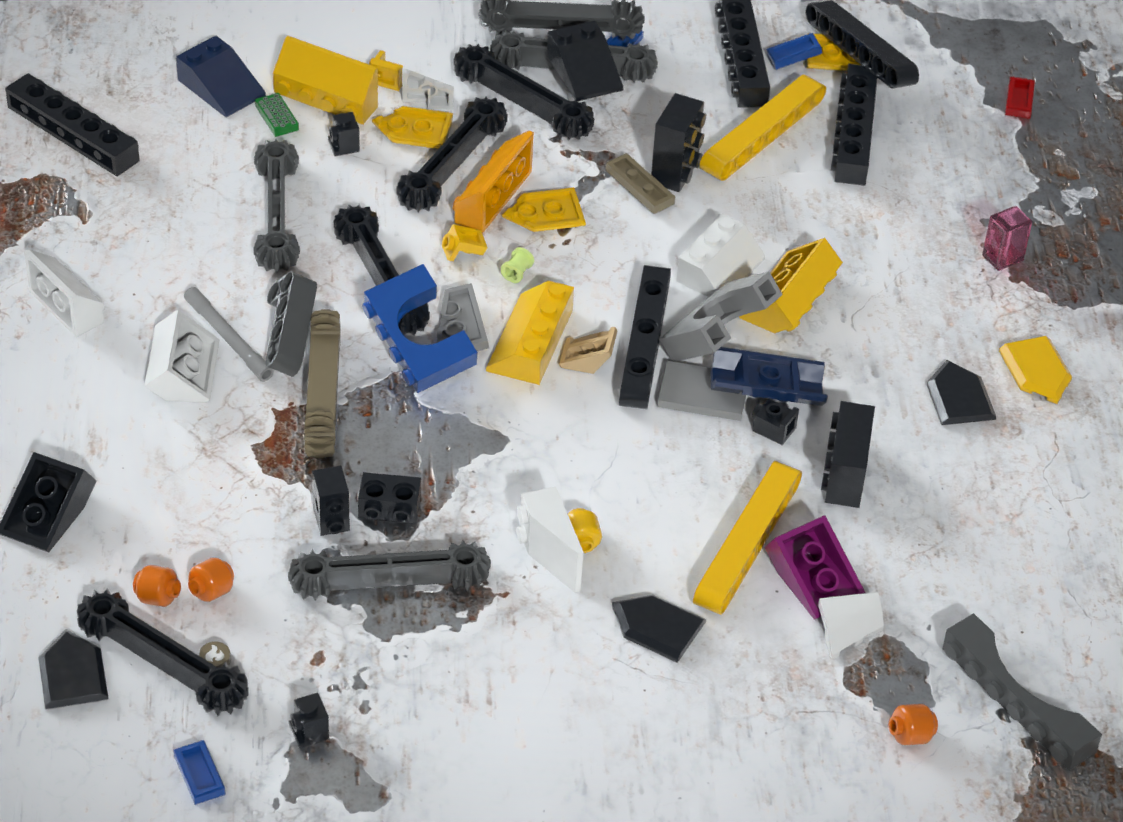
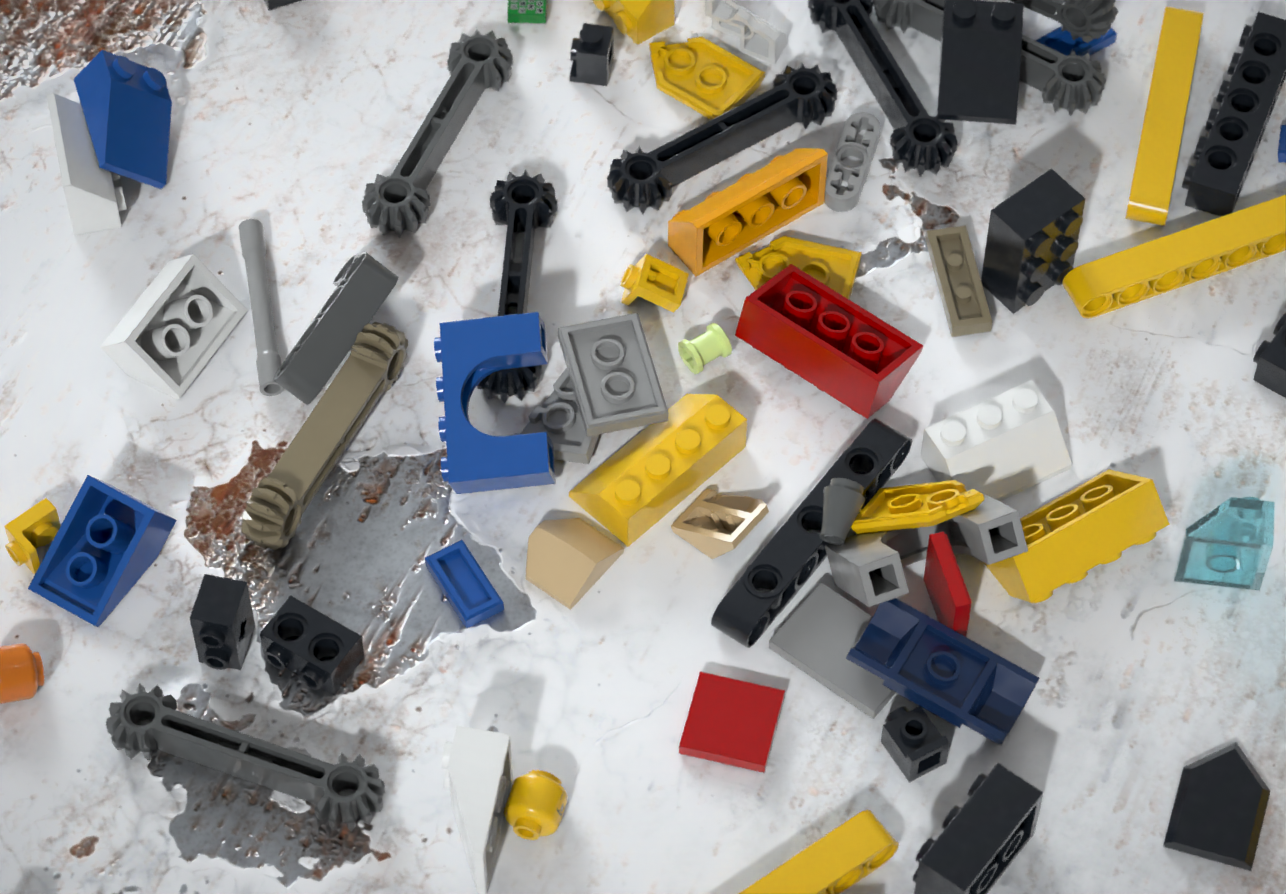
camera: 30 degrees right, 10 degrees up
(74, 251) = (127, 116): none -> blue slope
(170, 501) = (31, 530): none -> yellow bracket
(221, 493) = (100, 551): none -> blue slope
(456, 436) = (464, 584): none -> blue tile
(477, 293) = (612, 374): none -> light grey tile
(509, 402) = (568, 558): none -> tan slope
(539, 136) = (854, 176): none -> light grey beam
(588, 236) = (827, 340): none -> red slope
(661, 311) = (840, 508): none -> dark grey cone
(663, 449) = (732, 722): none -> red tile
(699, 63) = (1164, 116): none -> yellow beam
(701, 298) = (915, 506): none -> yellow tile
(745, 329) = (946, 584): none -> red tile
(886, 259) = (1229, 545): none -> clear light blue slope

